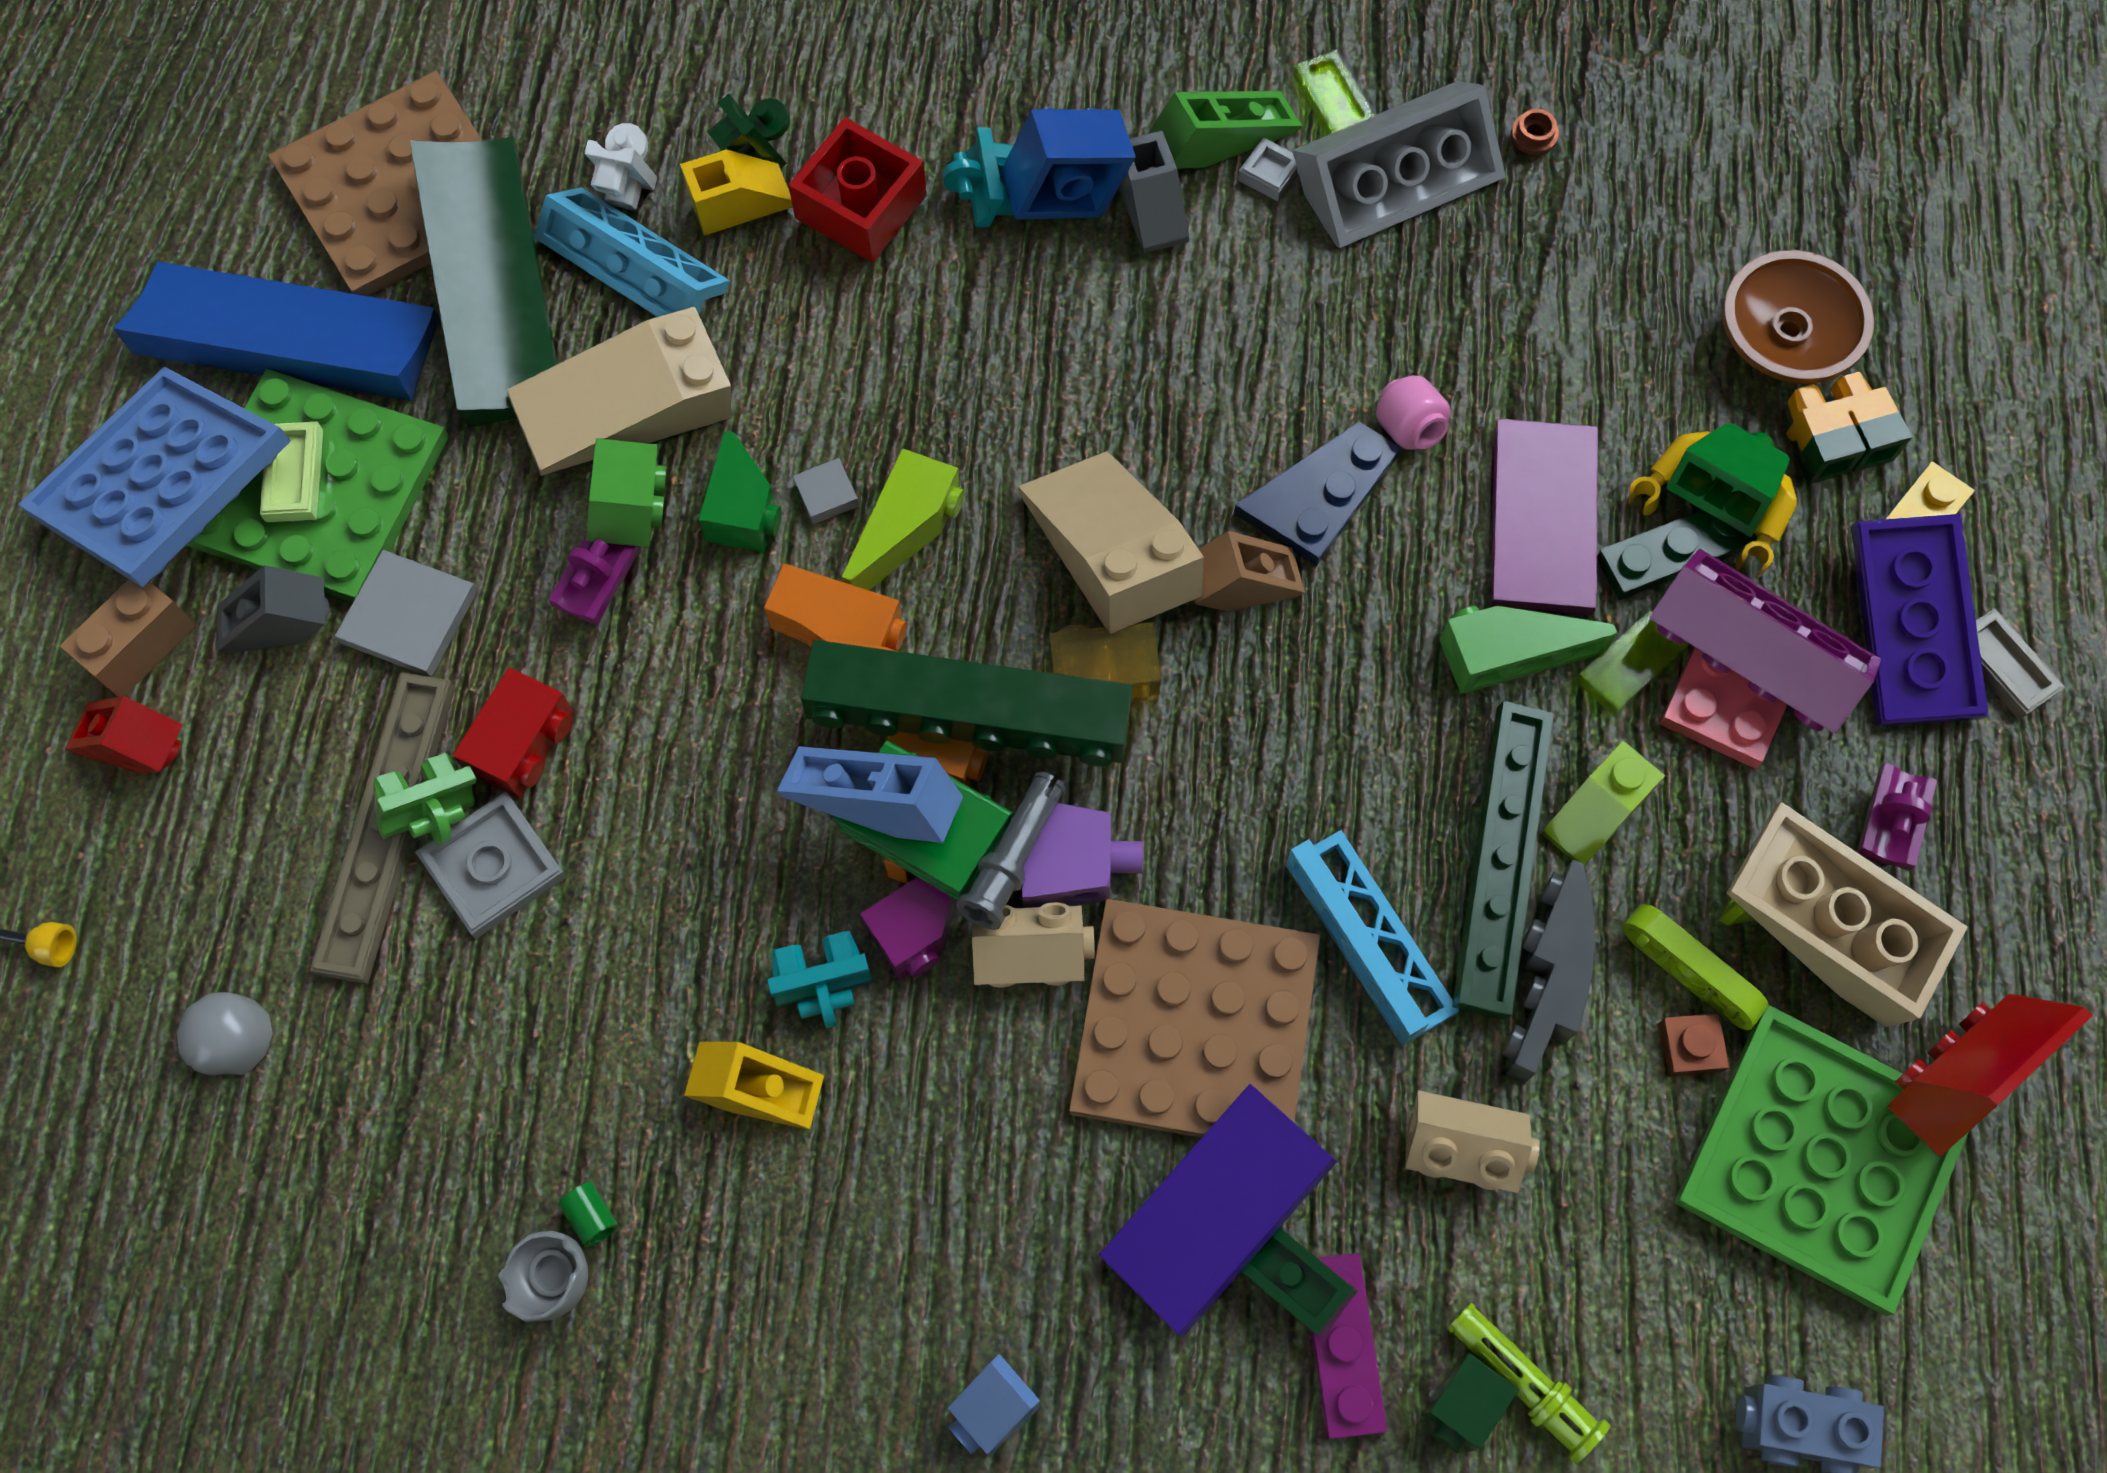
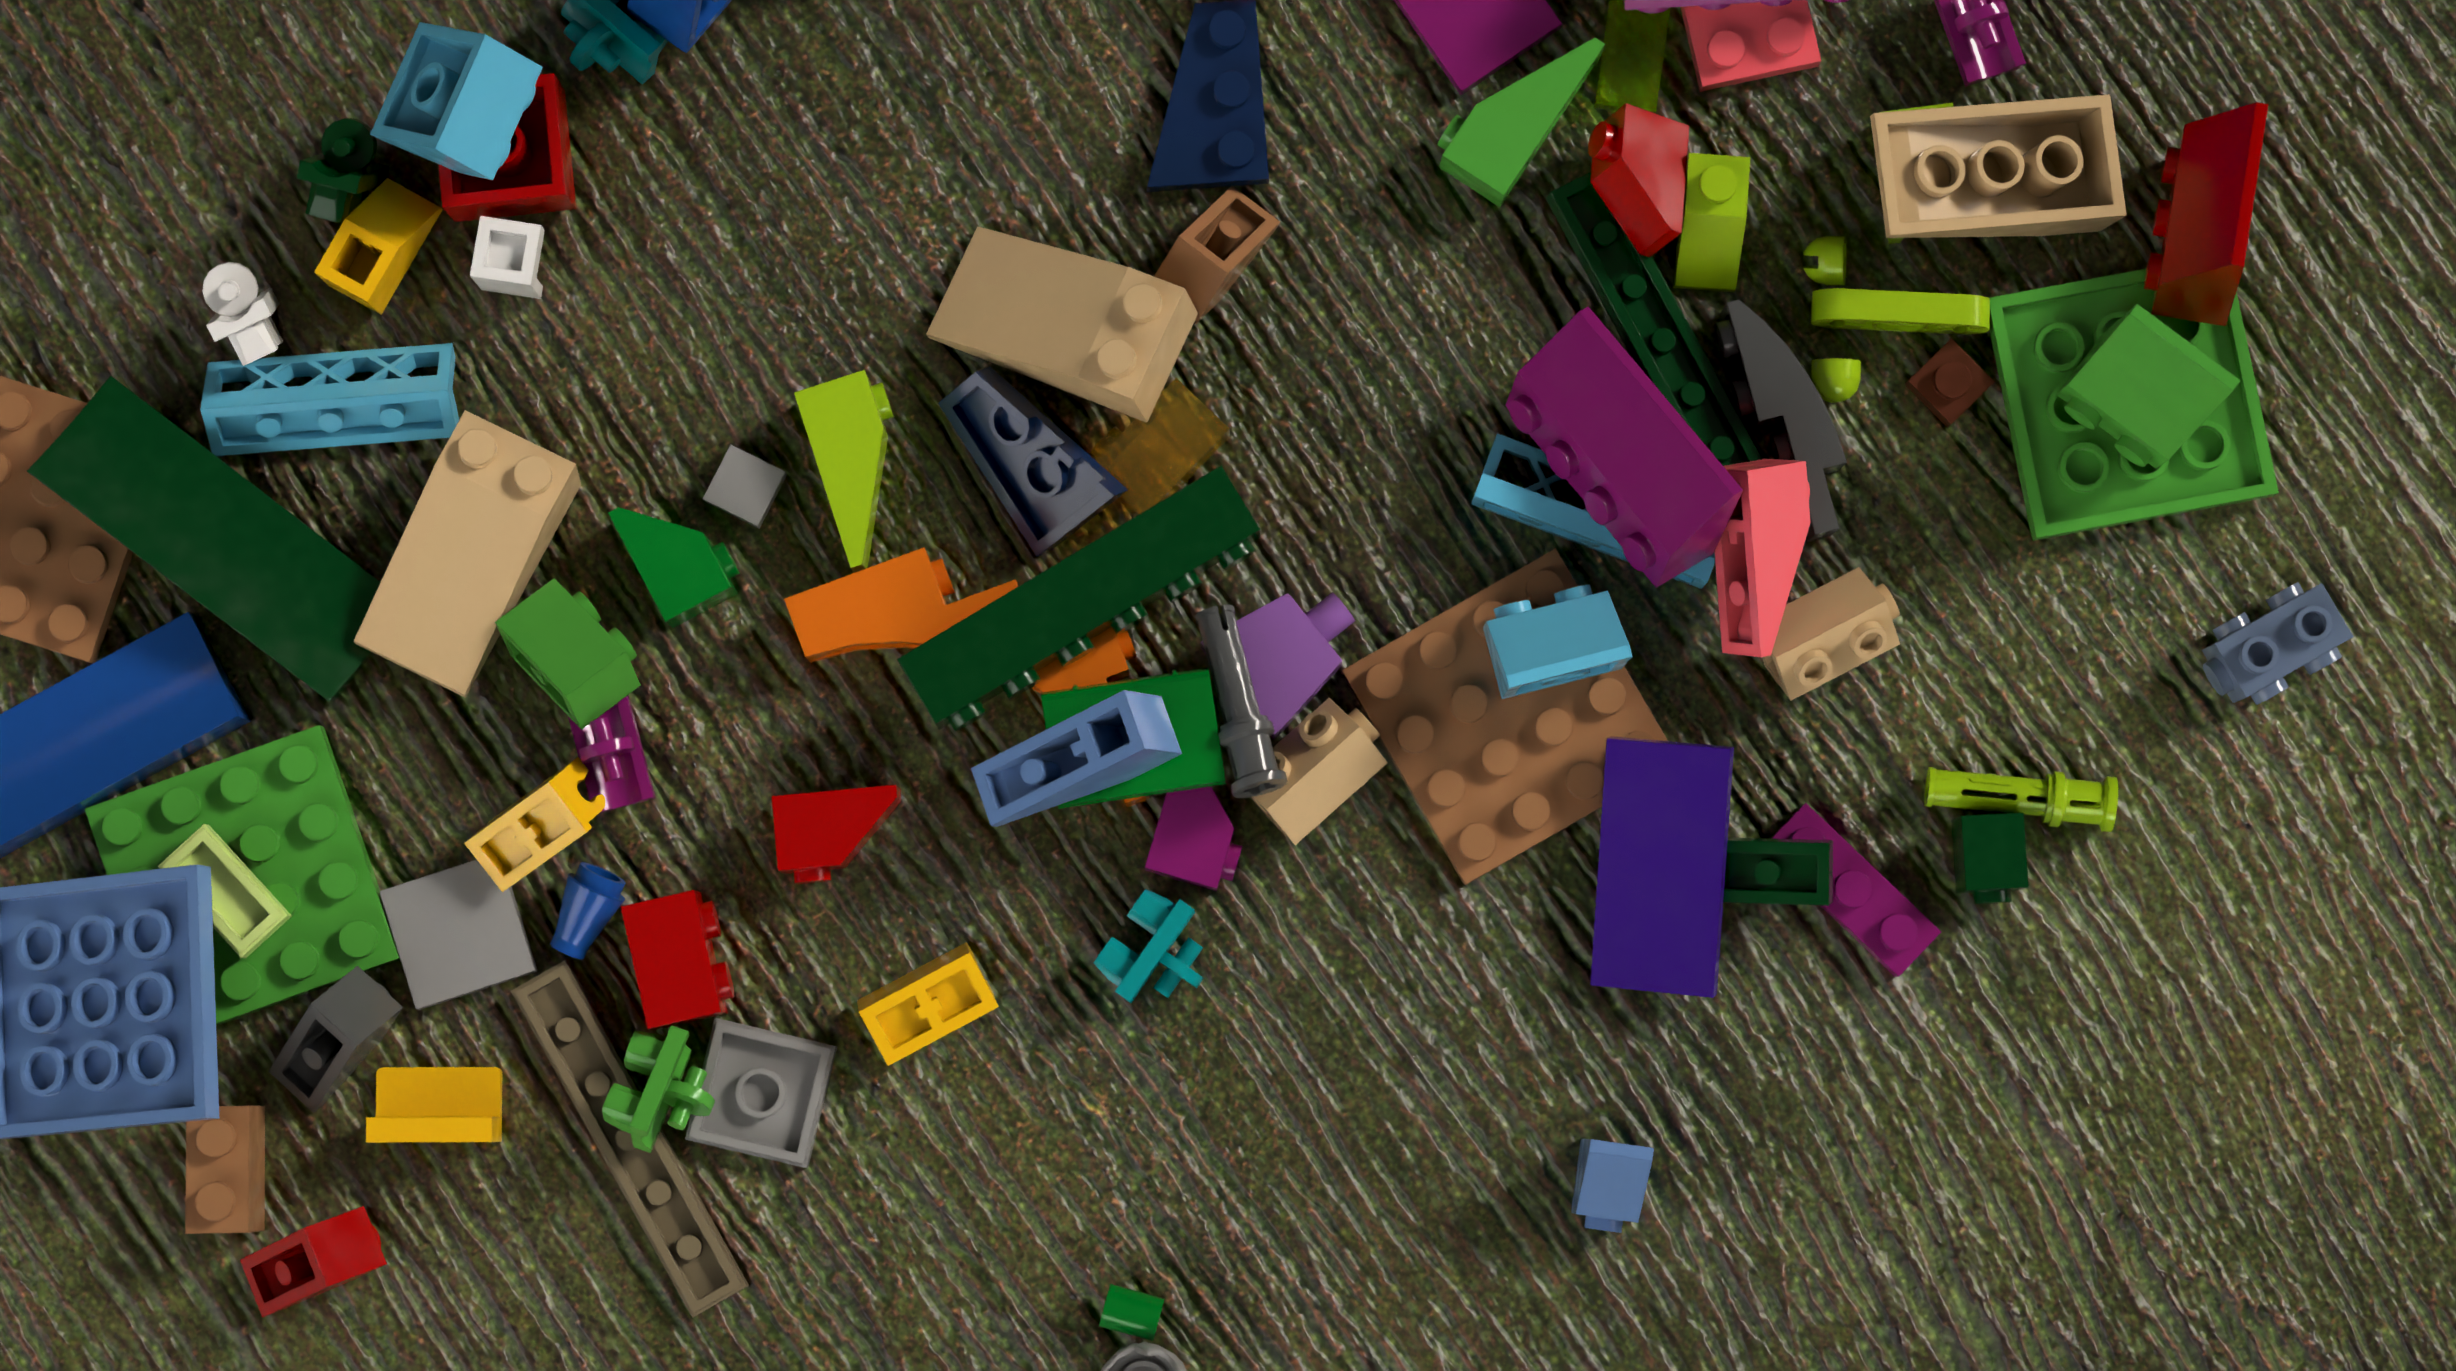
camera: 40 degrees left, 15 degrees up
(290, 706) = (437, 1105): none -> yellow panel
(491, 658) = (586, 908): none -> blue cone
(504, 574) = (535, 827): none -> yellow hinge
(641, 890) = (927, 1004): none -> yellow hinge
(685, 729) = (827, 828): none -> red slope
(754, 1083) = (1176, 1088): yellow slope -> none
(801, 248) = (507, 257): none -> white panel
(852, 128) = (457, 99): none -> medium azure slope
(1015, 603) = (1028, 460): none -> dark blue wing
(1265, 987) = (1555, 642): none -> medium azure slope
(1422, 896) = (1623, 449): none -> magenta slope
(1471, 1031) = (1760, 553): none -> coral slope
(1577, 732) = (1641, 174): none -> red slope
(1613, 975) = (1836, 378): none -> lime hinge
(1669, 895) = (1831, 260): none -> lime hinge
(1853, 1143) = (2145, 388): none -> bright green slope

